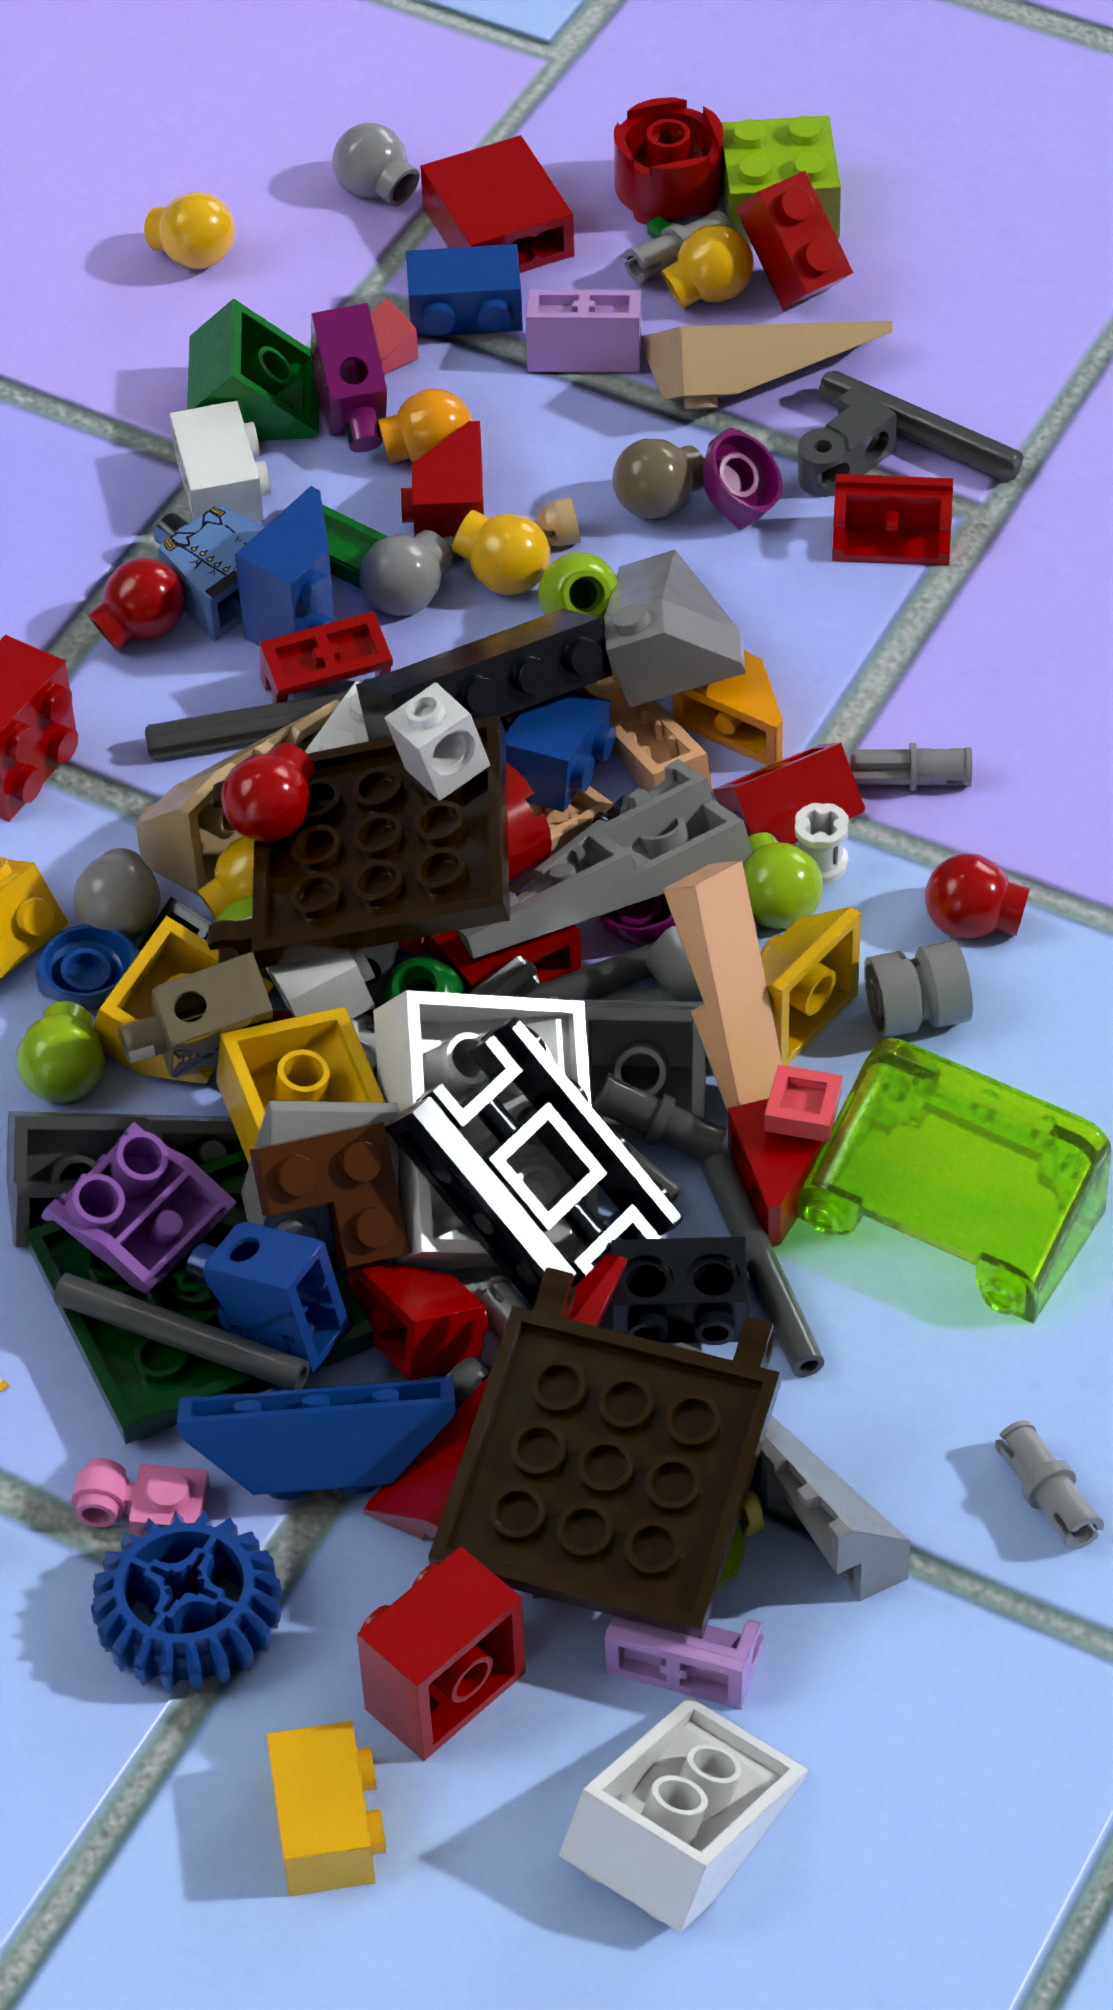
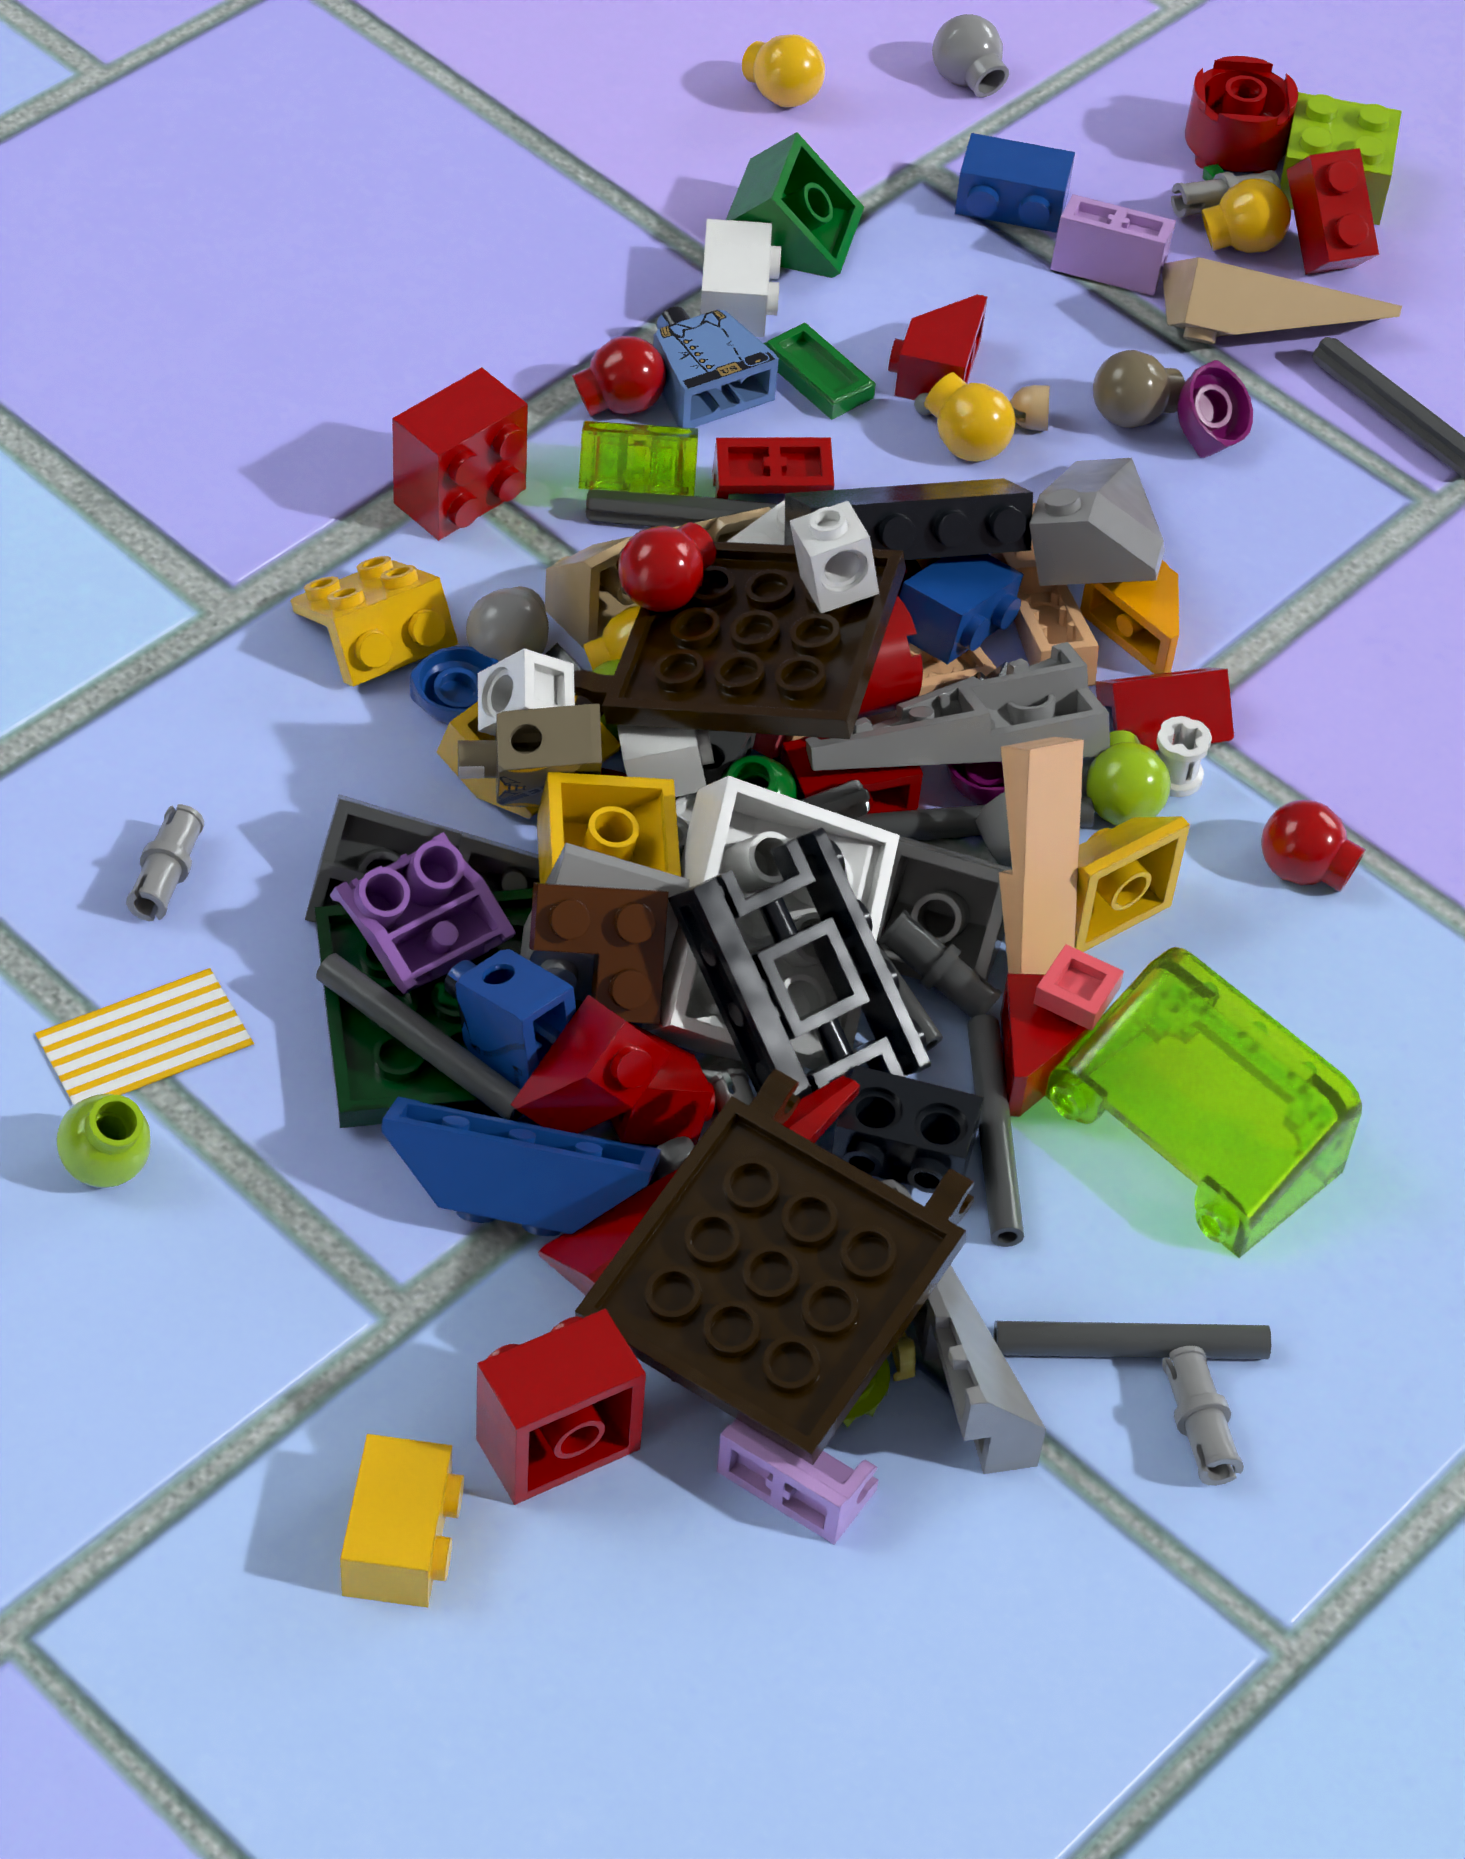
camera: 10 degrees right, 0 degrees up
(61, 1054) = (406, 757): lime piece -> none
(105, 1493) = (351, 1193): bright pink plate -> none
(166, 952) = (523, 683): none -> white brick
(186, 683) = (638, 458): none -> clear neon green brick
(194, 1624) = (339, 1313): blue gear -> none
(287, 573) = (763, 381): blue slope -> none
(349, 375) = (882, 226): magenta torso -> none
(363, 1319) = (590, 1071): none -> red slope
(394, 336) = (925, 209): coral slope -> none
(404, 572) = (874, 413): light grey piece -> none
(422, 424) = (934, 286): light orange piece -> none
(499, 199) = (1074, 110): red brick -> none
(577, 584) = (1029, 462): lime piece -> none
(680, 1812) = (738, 1626): white slope -> none
(847, 445) = (1323, 407): dark grey leg -> none
(892, 519) = (1345, 483): red hinge -> none
(912, 766) = (1290, 710): light grey axle -> none
(927, 988) = (1228, 914): light grey wheel -> none
(958, 1431) = (1130, 1339): none -> dark grey piece

